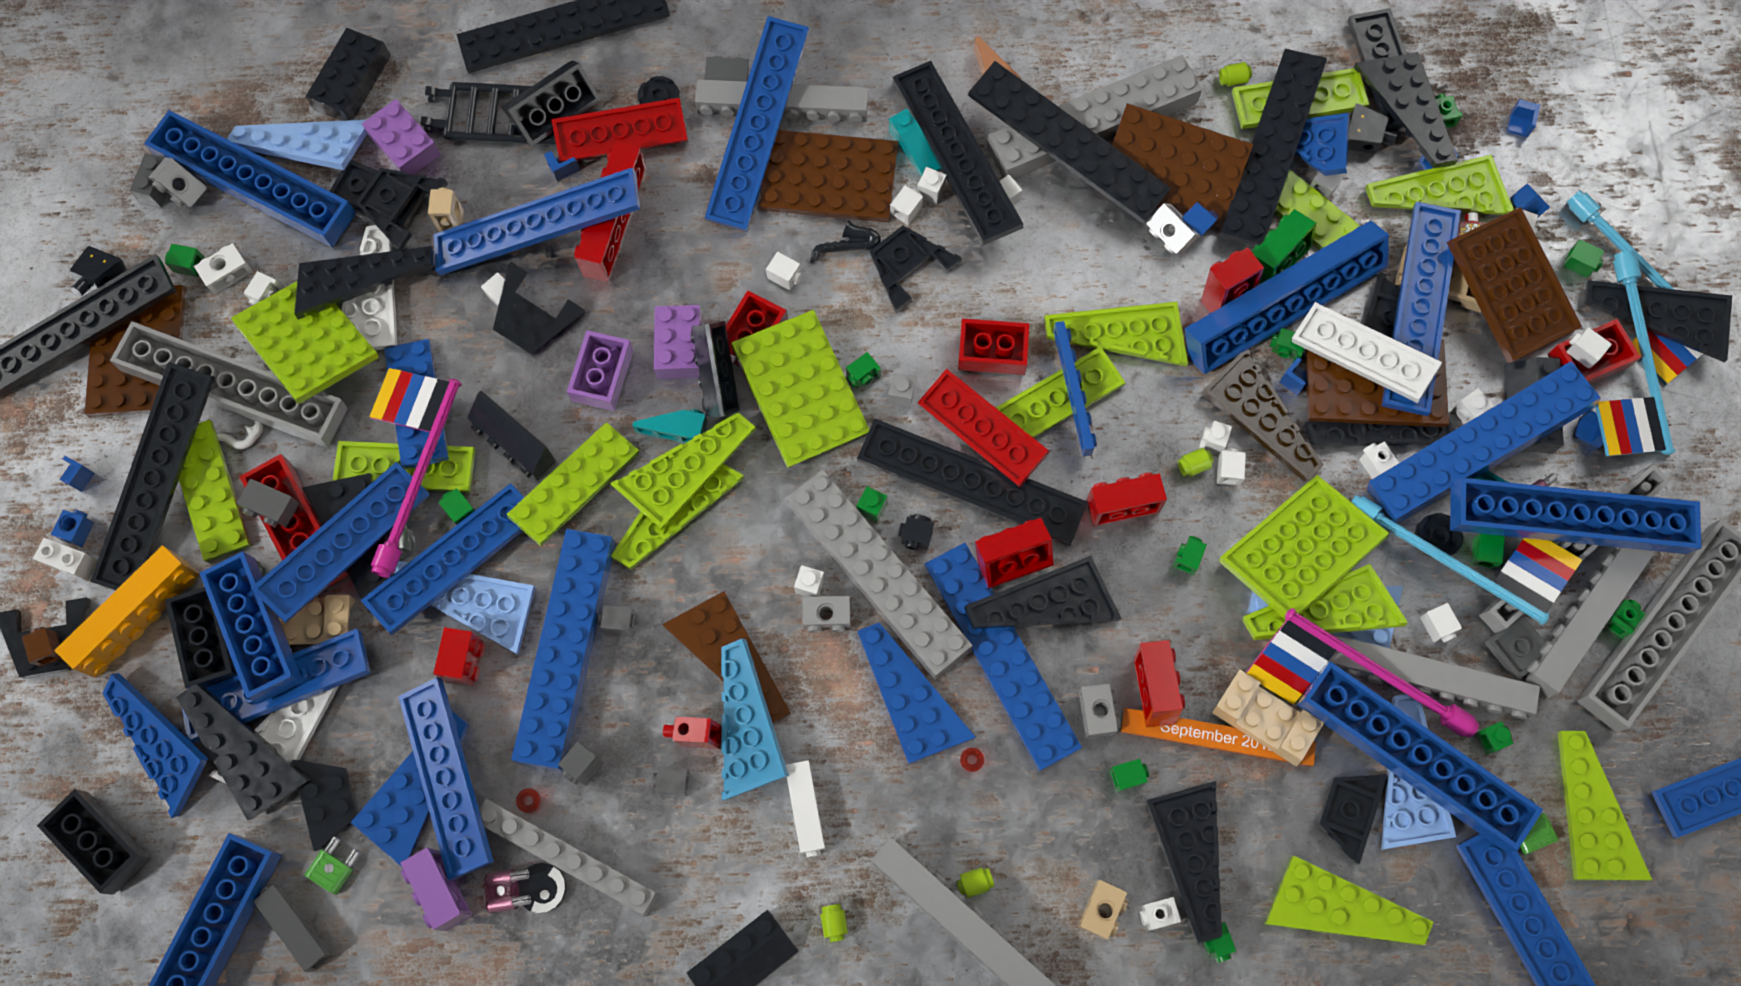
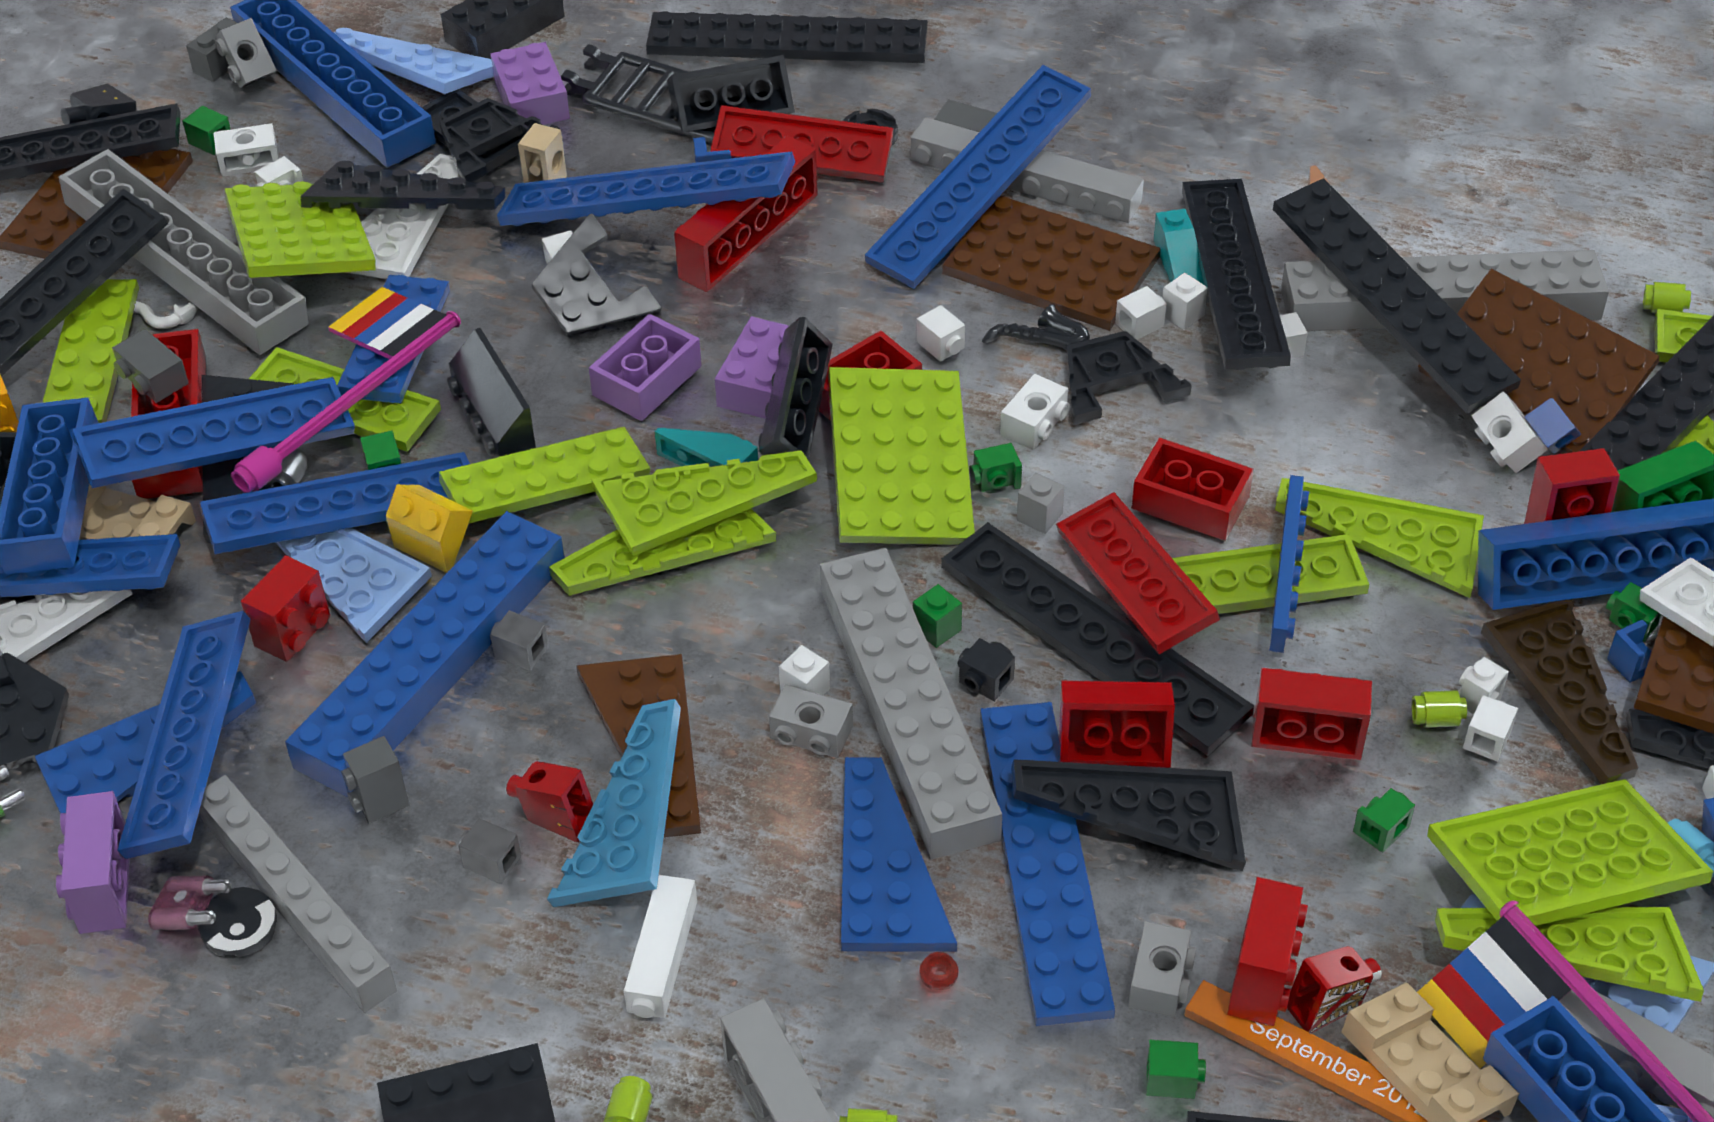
camera: 20 degrees right, 25 degrees down
(519, 556) = (427, 525): none -> yellow slope
(522, 795) = (278, 803): clear red plate -> none
(869, 302) = (1034, 411): none -> white brick
(1202, 687) = (1330, 987): none -> red torso

